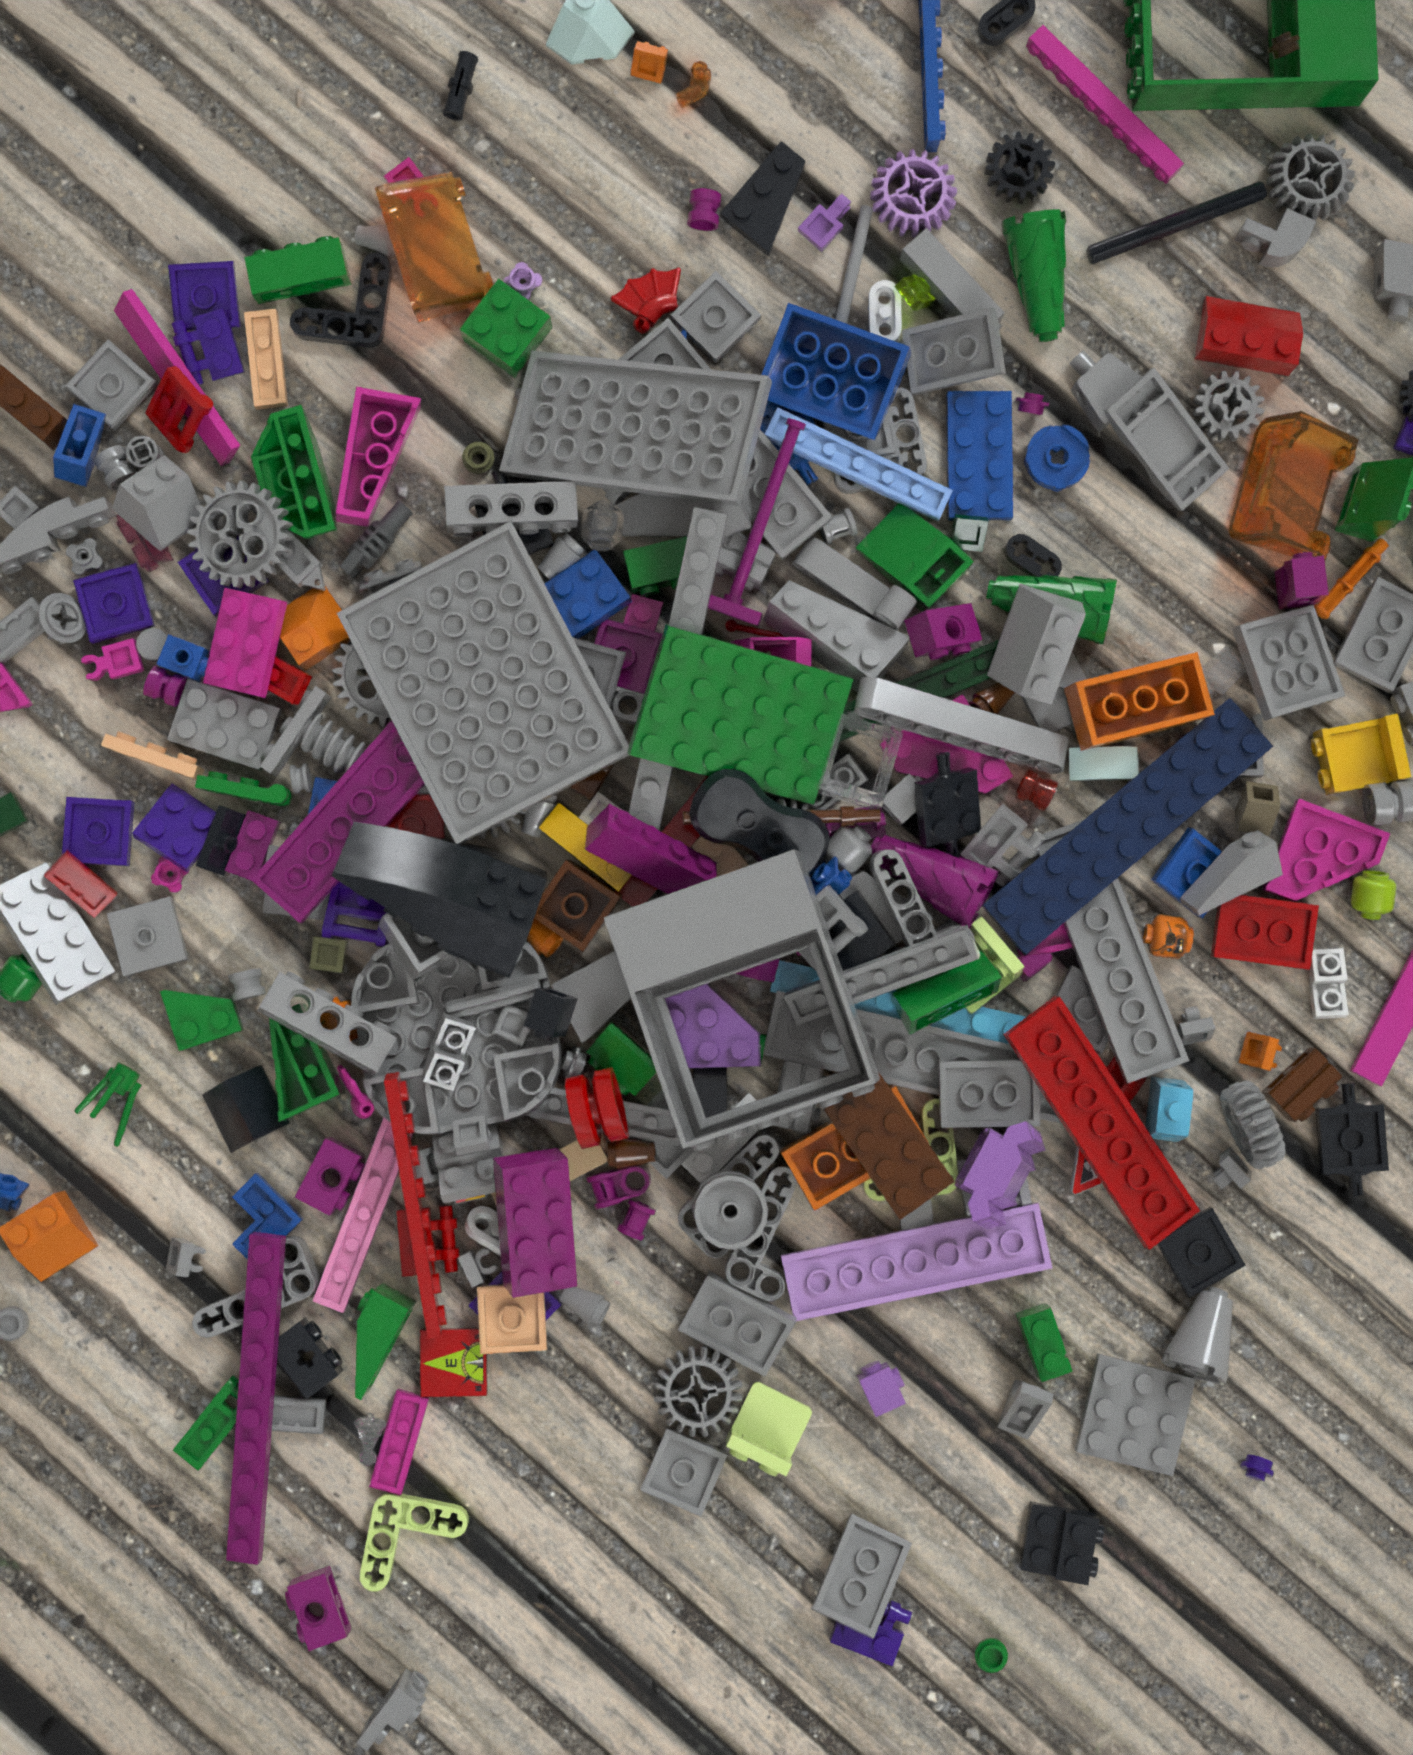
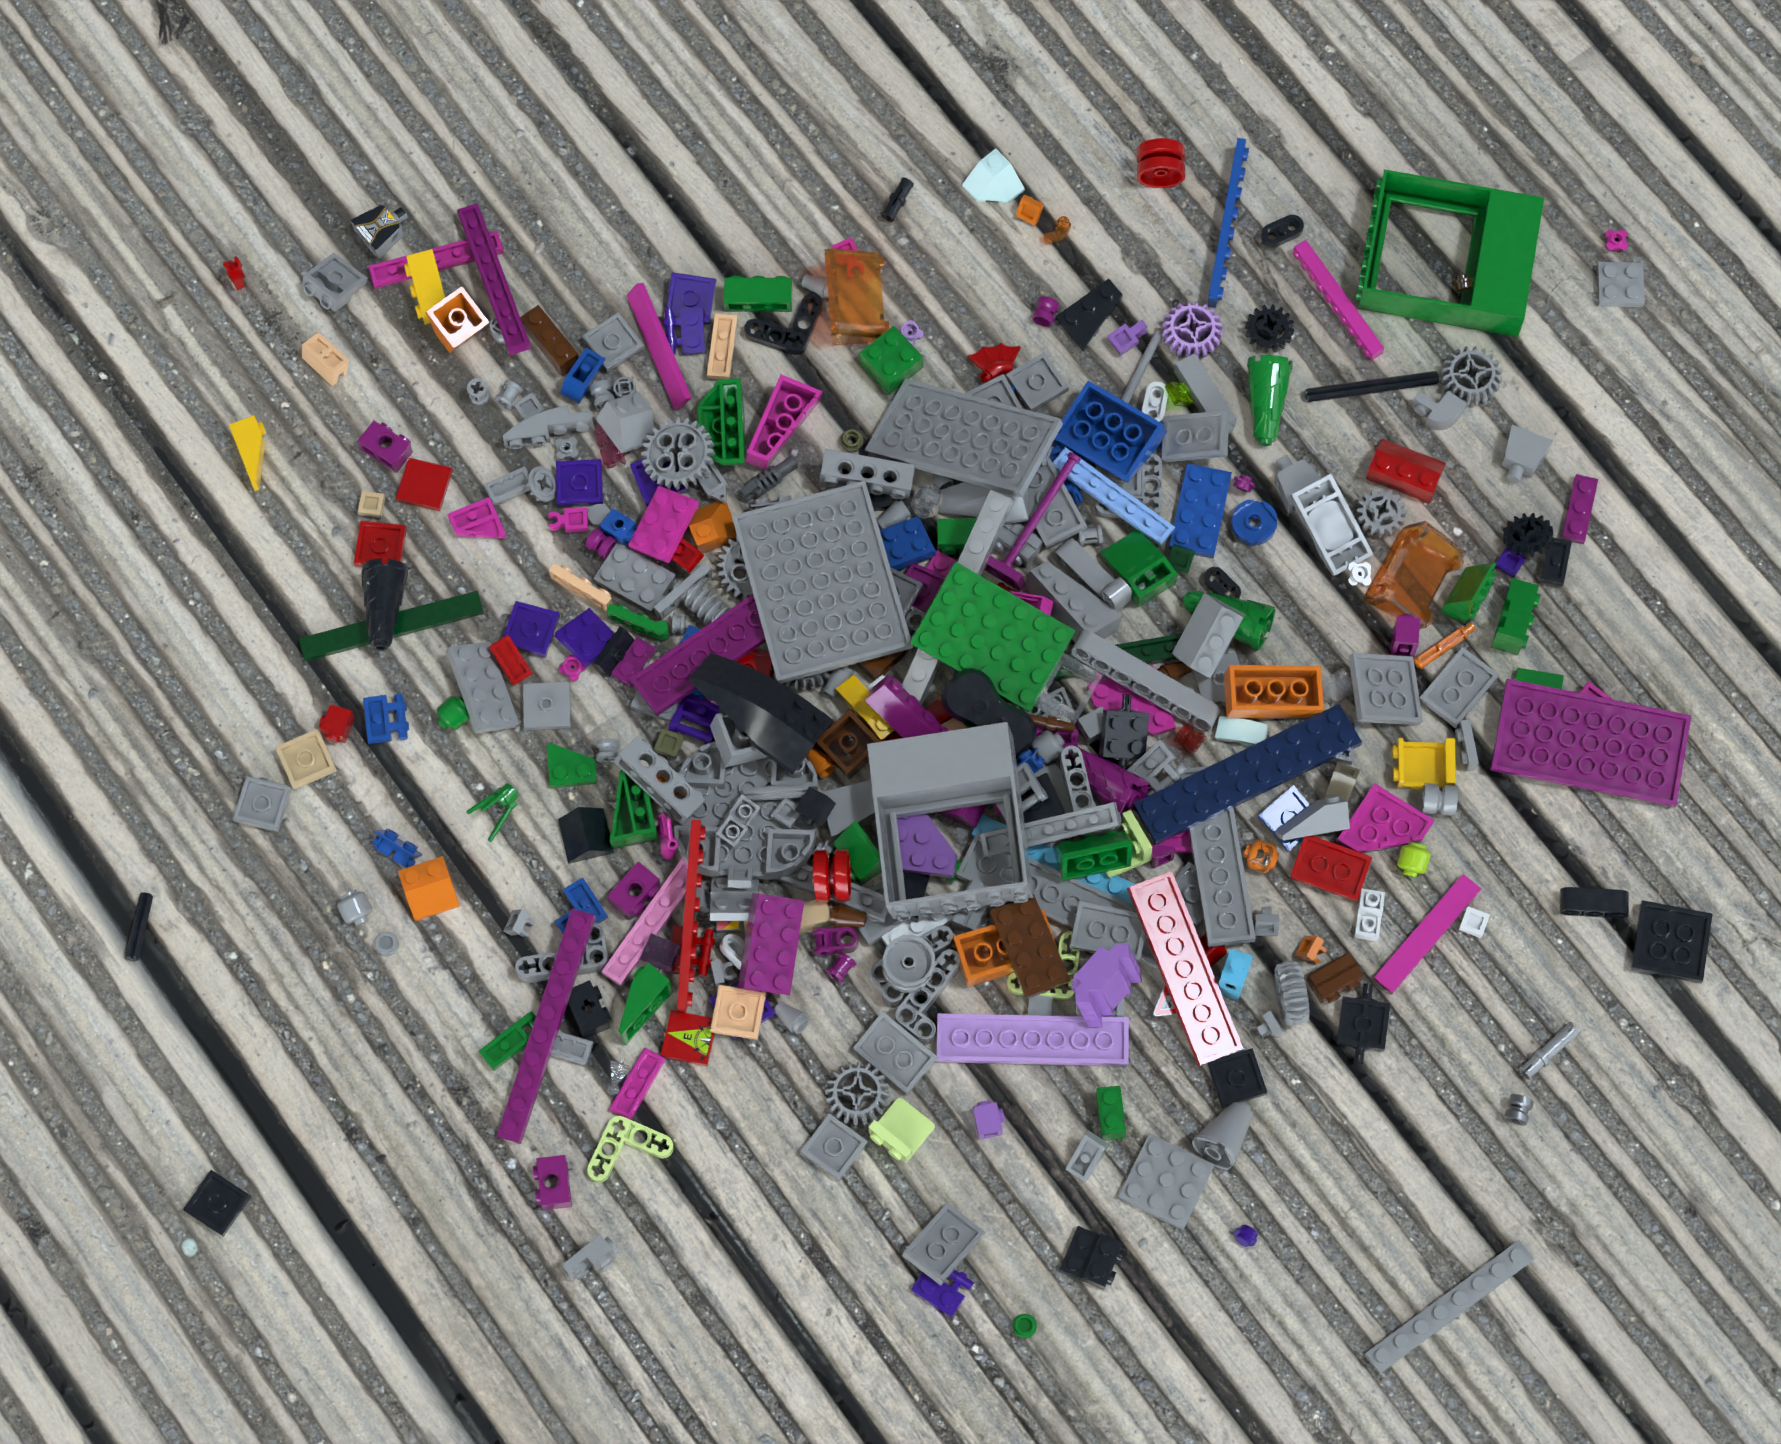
camera: 20 degrees right, 15 degrees down
(169, 405) = (651, 360): red plate -> none
(386, 1259) = (660, 953): none -> clear purple brick
(943, 630) = (1147, 616): magenta brick -> none
(1224, 498) = (1355, 578): none -> white plate

